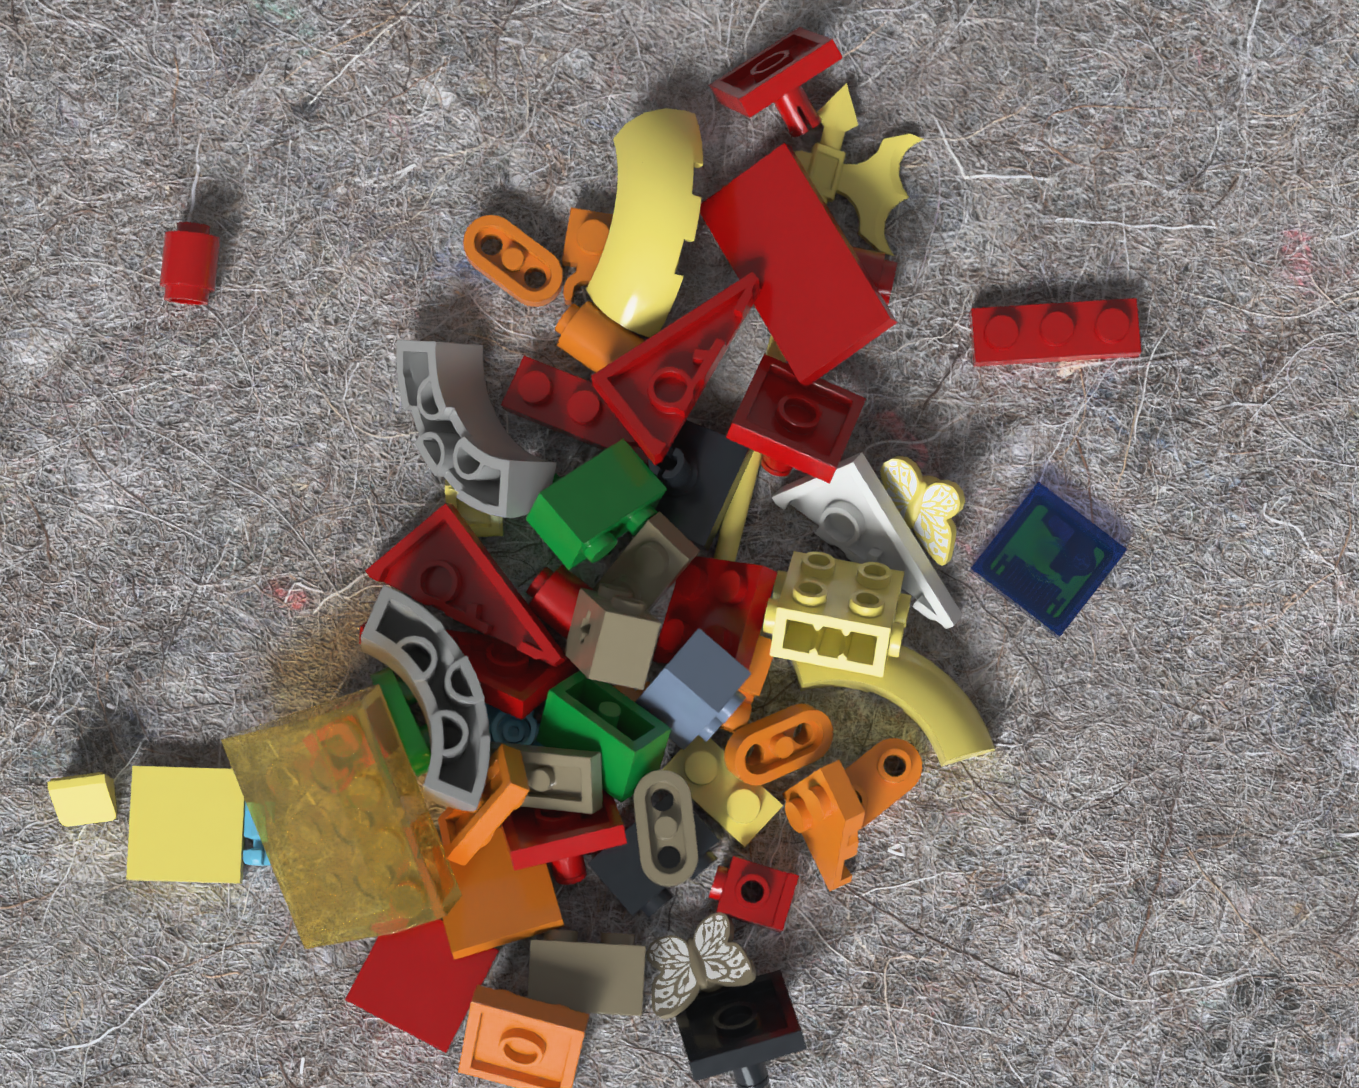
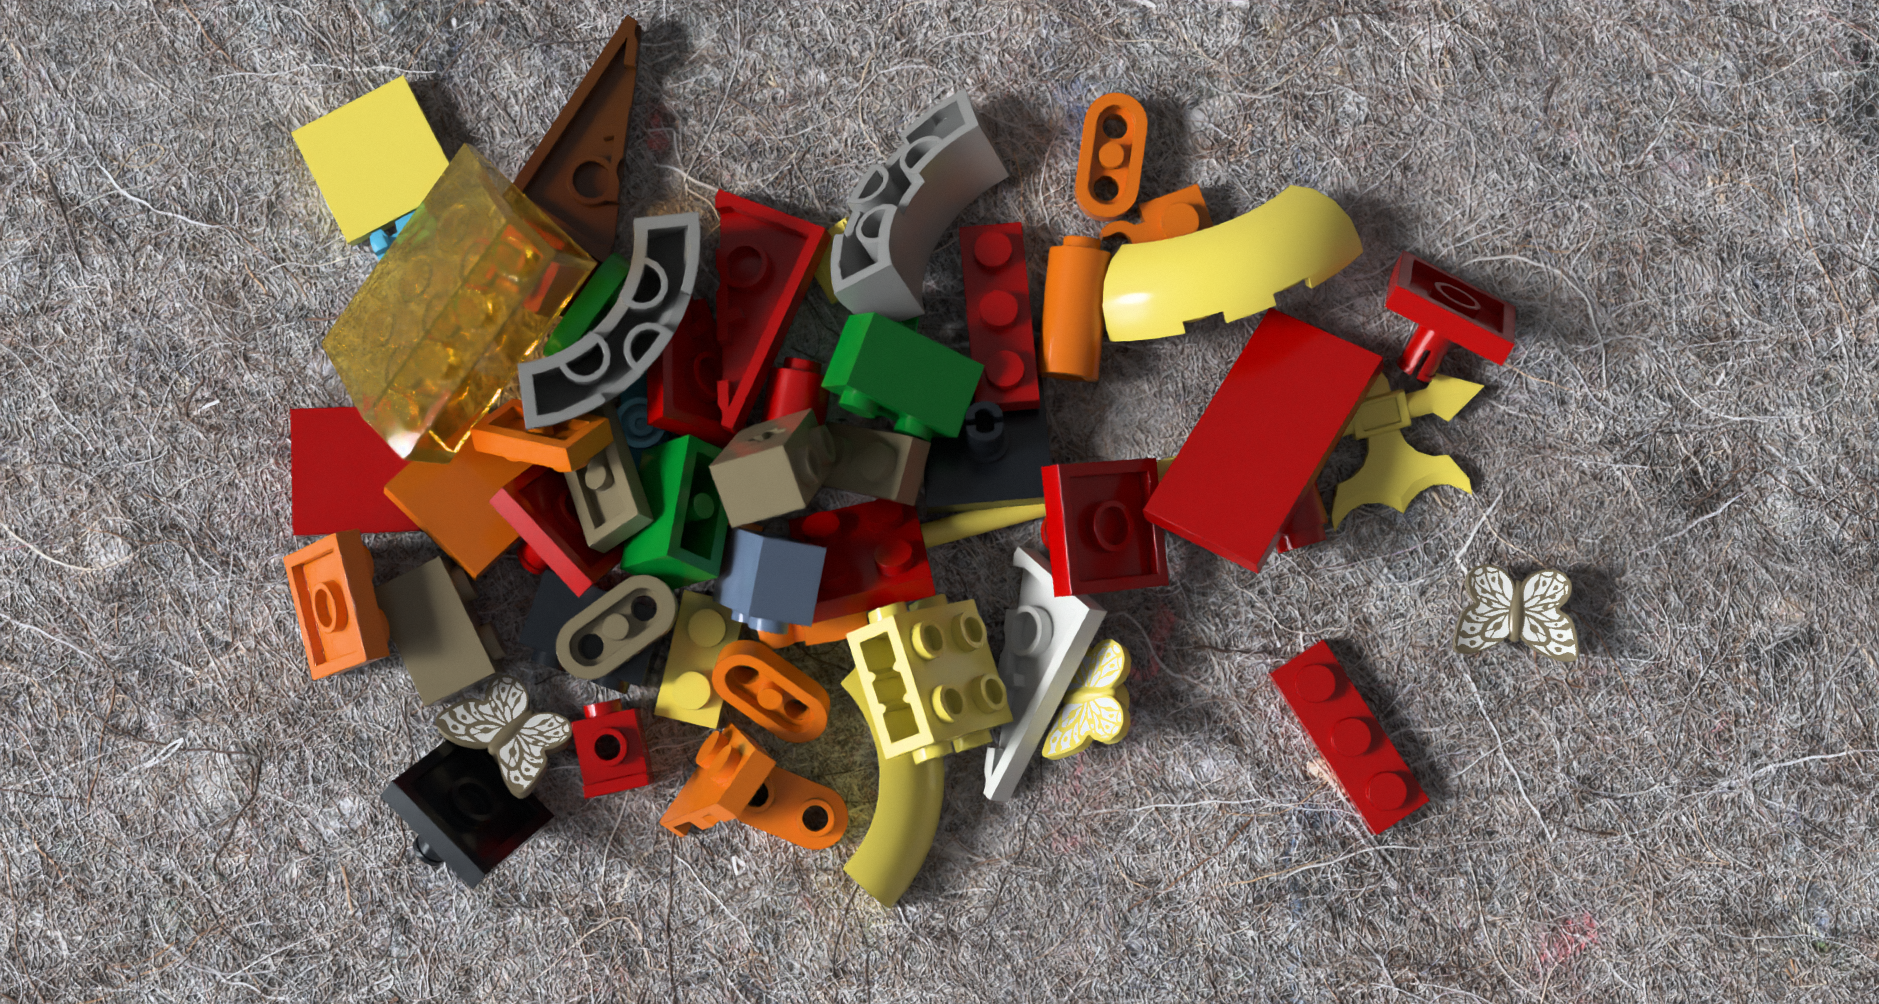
camera: 60 degrees right, 5 degrees up
(83, 798) = (346, 47): light yellow slope -> none
(277, 659) = (582, 158): none -> reddish brown wing
(665, 375) = (1074, 372): red wing -> none
(1030, 154) = (1516, 612): none -> animal
(1048, 560) = (1111, 857): clear blue tile -> none

